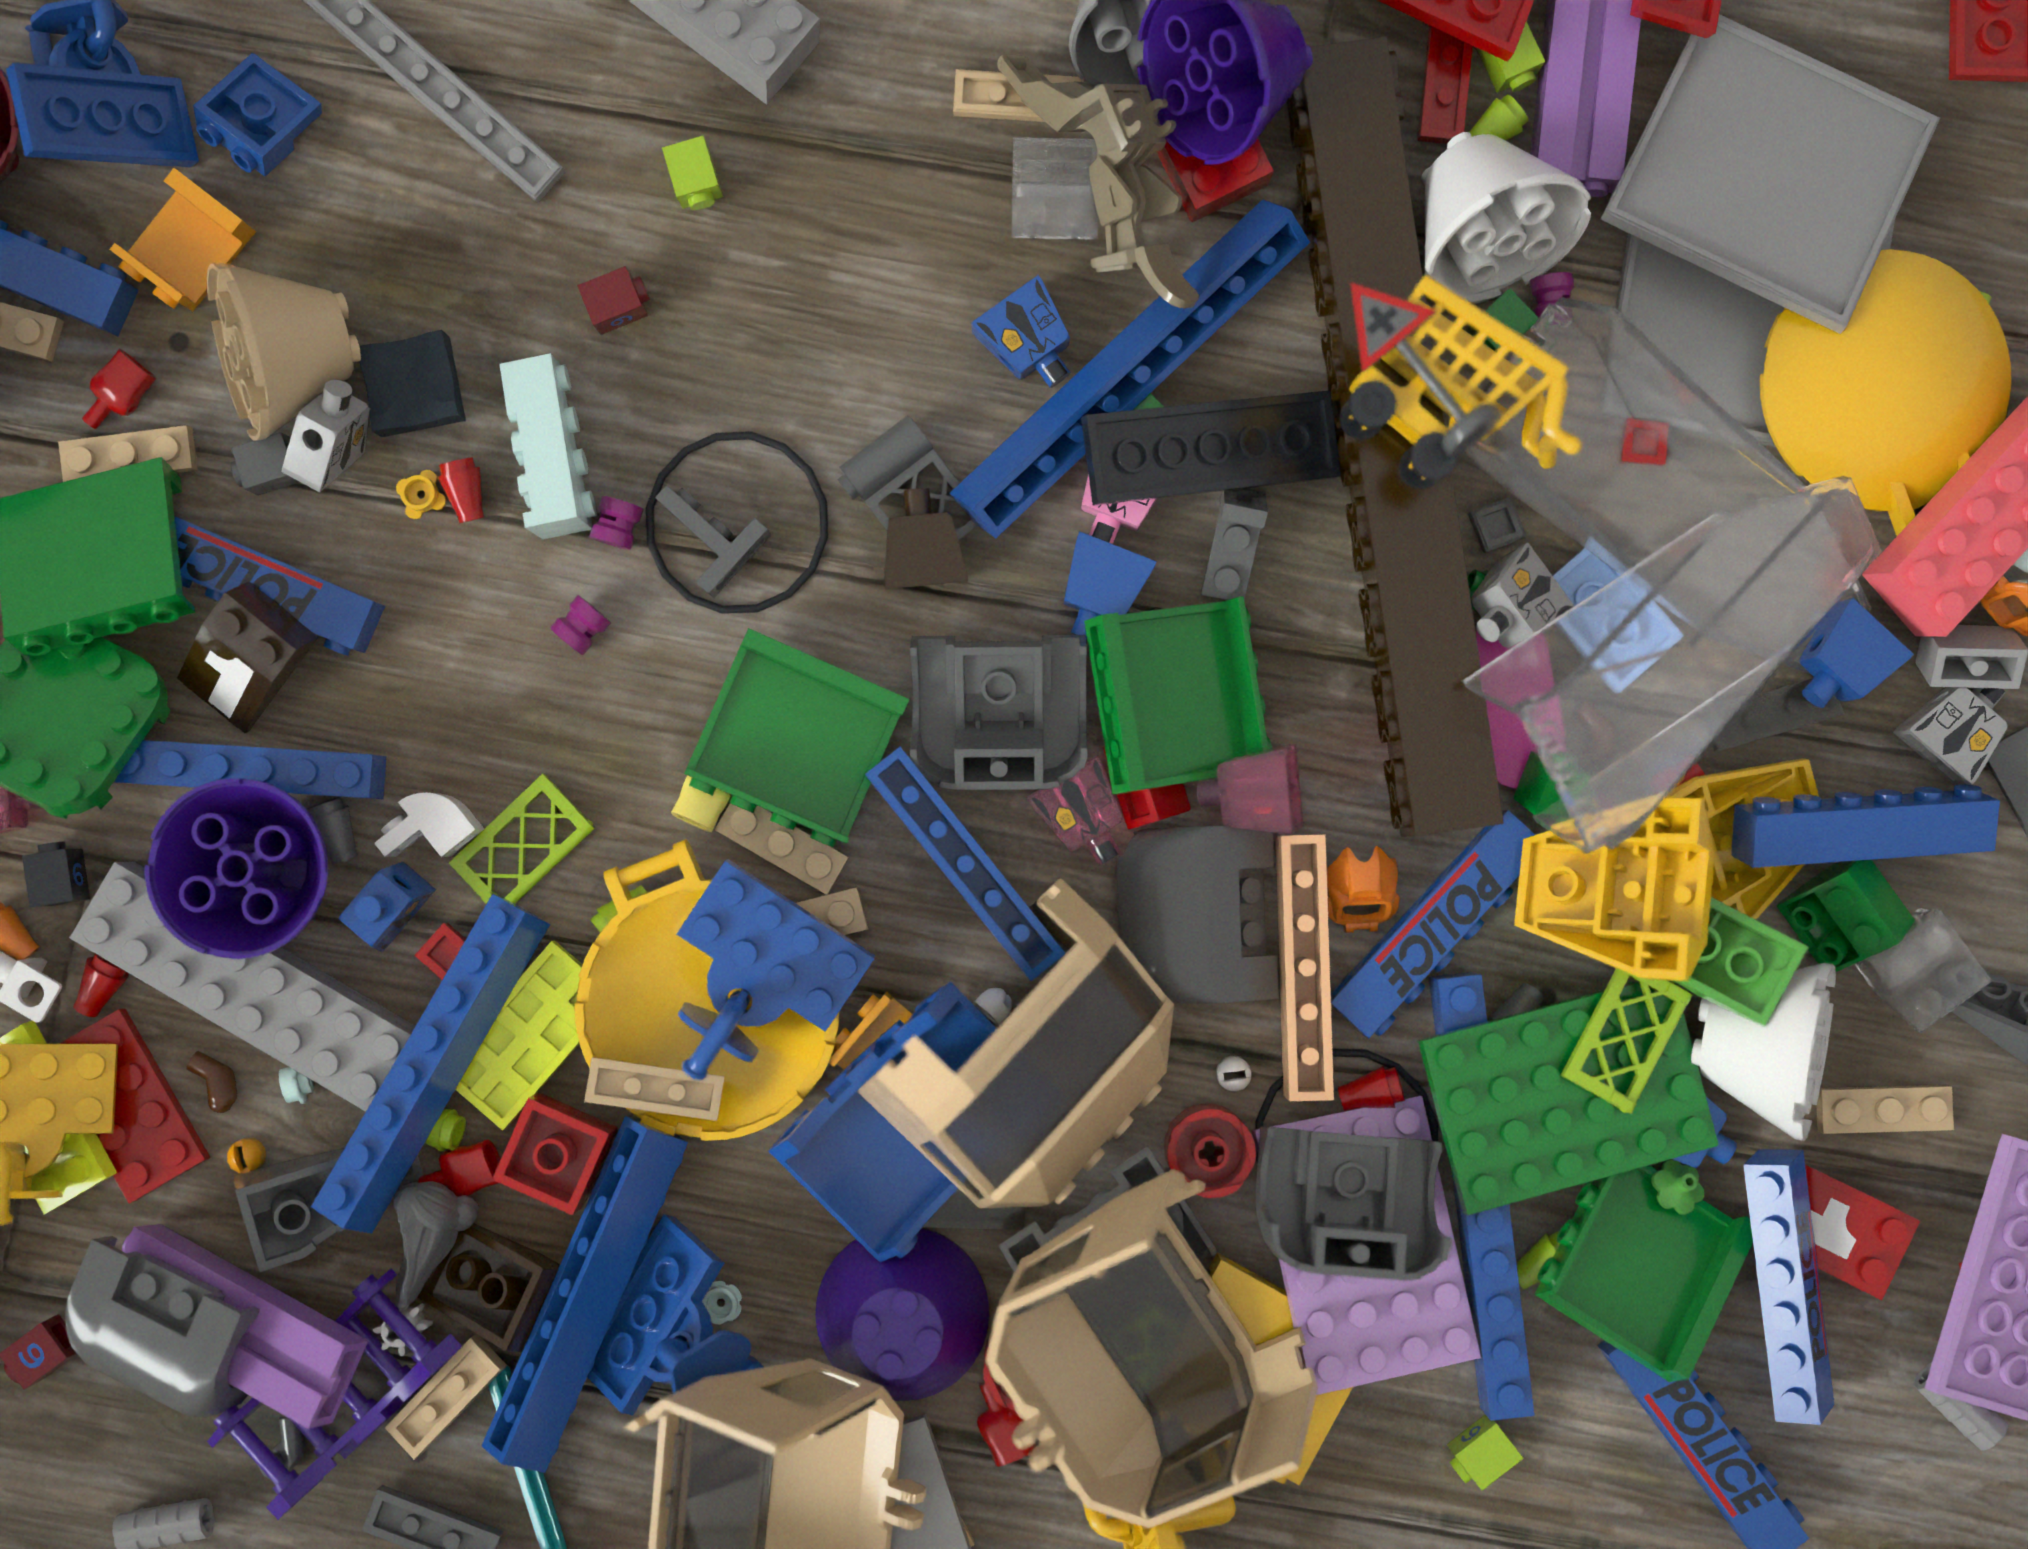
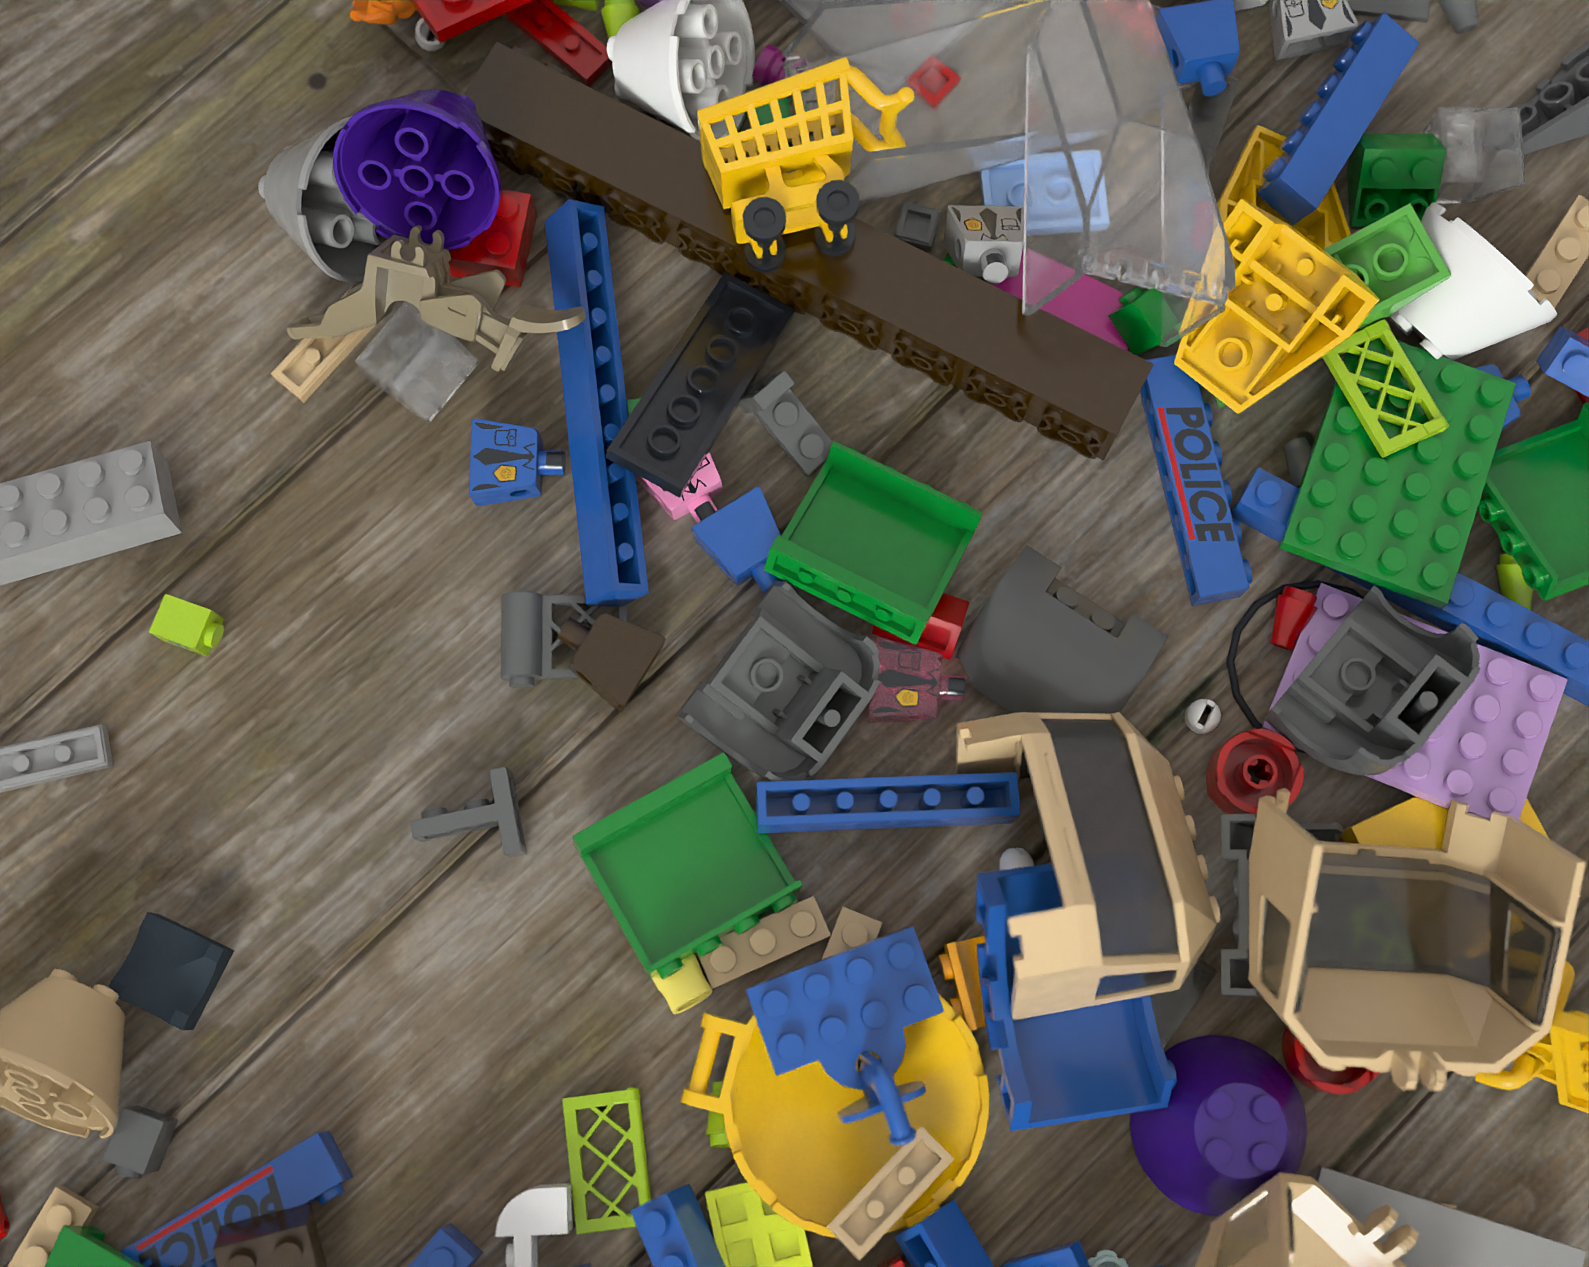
camera: 50 degrees left, 10 degrees down
(327, 436) = (156, 1069): light grey torso -> none
(409, 489) = (251, 1034): yellow plate -> none
(463, 488) = (284, 991): red cone -> none
(547, 447) = (305, 897): light aqua wedge -> none
(580, 625) = (467, 976): magenta wheel -> none
(614, 299) = (234, 758): dark red brick -> none
(616, 522) = (408, 886): magenta wheel -> none
(737, 608) = (526, 863): black piece -> none
(997, 1428) = (1373, 1109): red piece -> none
(1257, 791) = (993, 534): clear pink torso -> none
(1304, 968) = (1158, 598): light nougat brick -> none
(1362, 883) = (1118, 513): orange helmet -> none
(1385, 324) = (711, 164): dark grey piece -> none
(1677, 1186) = (1525, 441): bright green plant -> none

